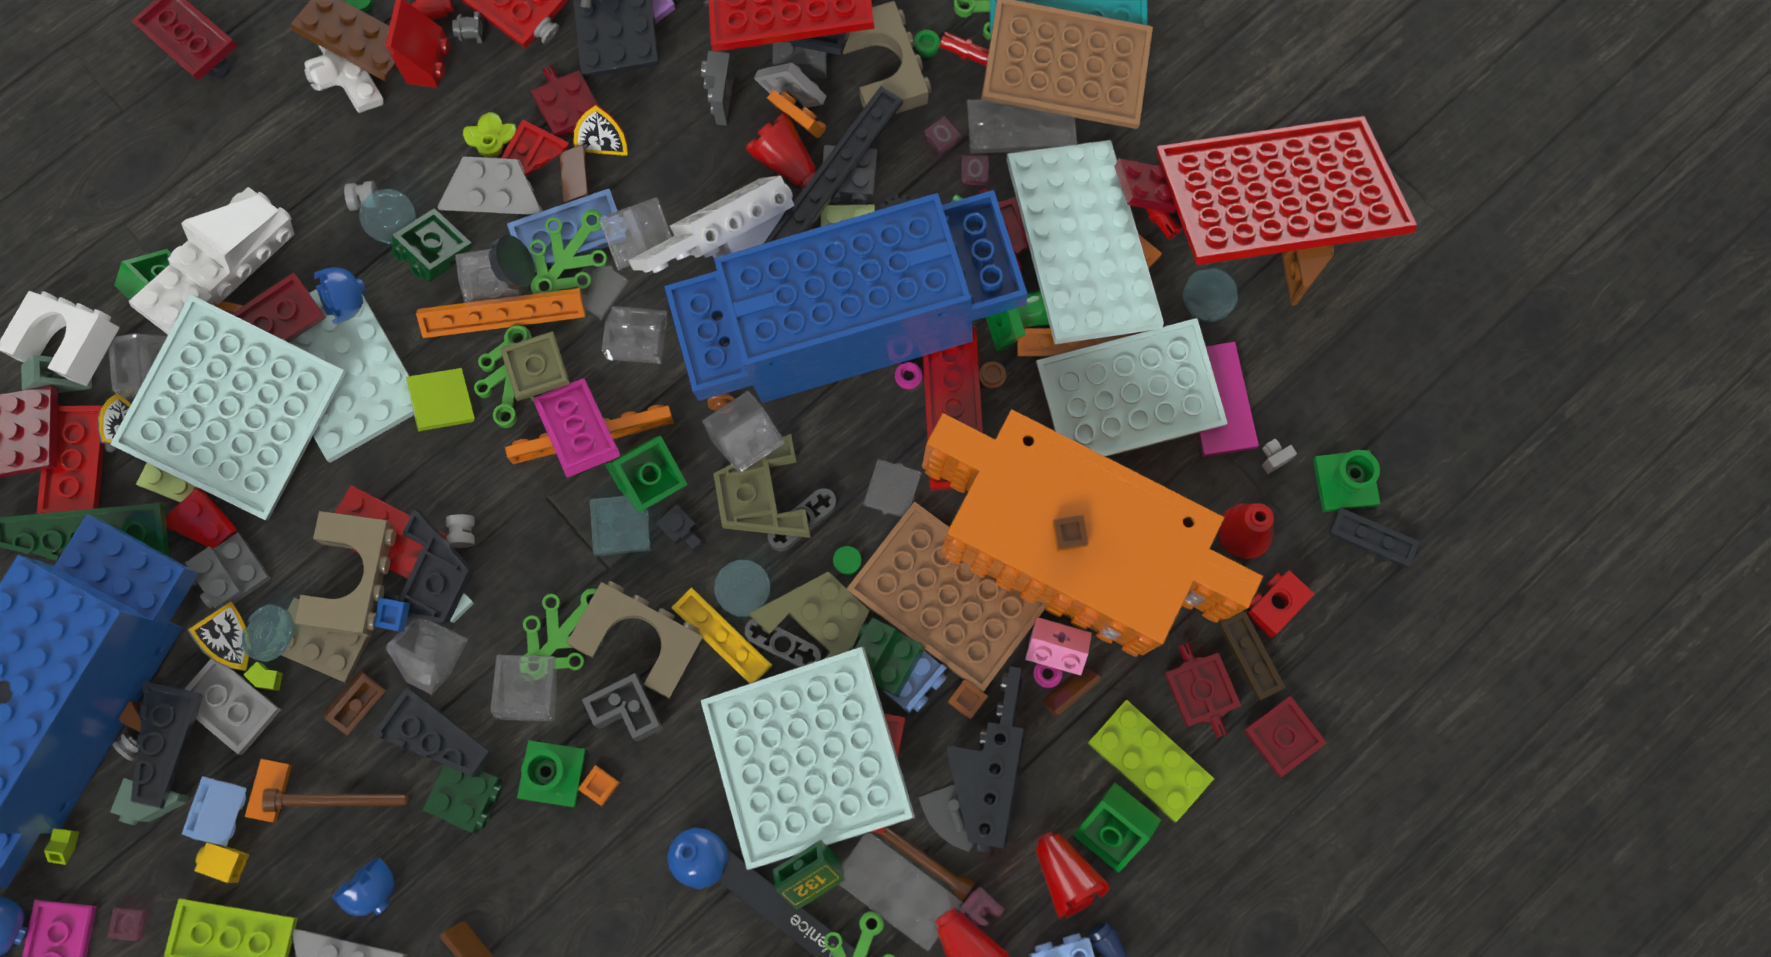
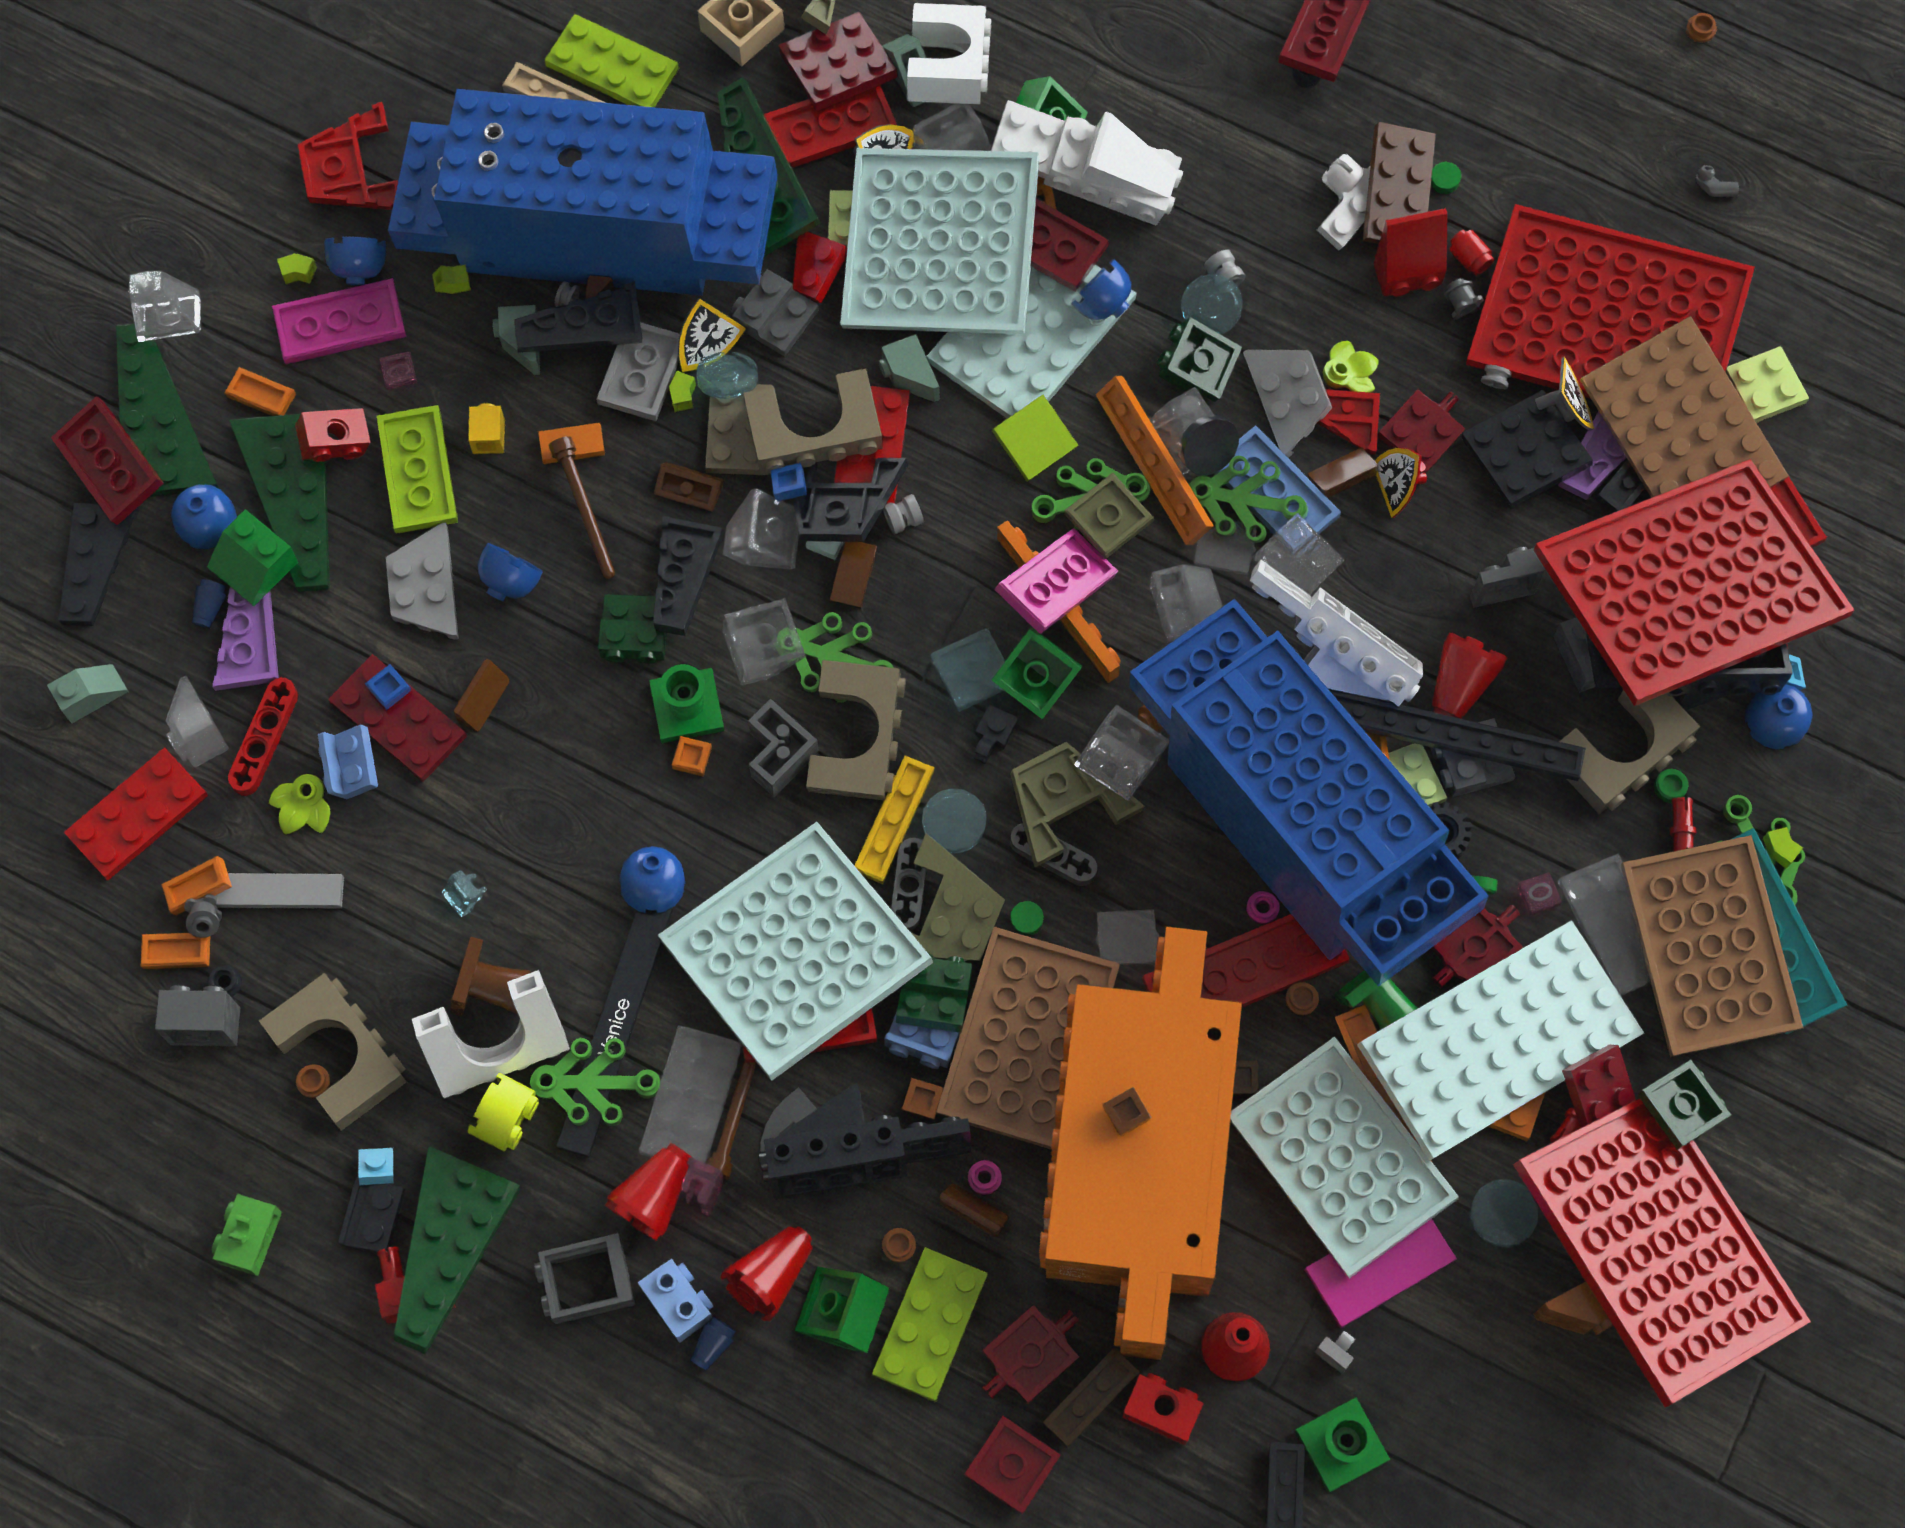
camera: 70 degrees right, 5 degrees down
(214, 811) = (533, 401): light blue brick -> none
(331, 477) = (909, 368): none -> sand green slope
(495, 591) = (853, 573): none -> reddish brown slope
(792, 80) = (1550, 647): light grey plate -> none
(803, 117) = (1514, 672): orange plate -> none
(808, 875) = (673, 996): dark green brick -> none
(942, 135) = (1565, 842): clear pink tile -> none
(1058, 646) = (1017, 1174): bright pink brick -> none
(1079, 762) = (899, 1245): none -> dark orange plate
(1178, 132) = (1684, 1104): none -> plate

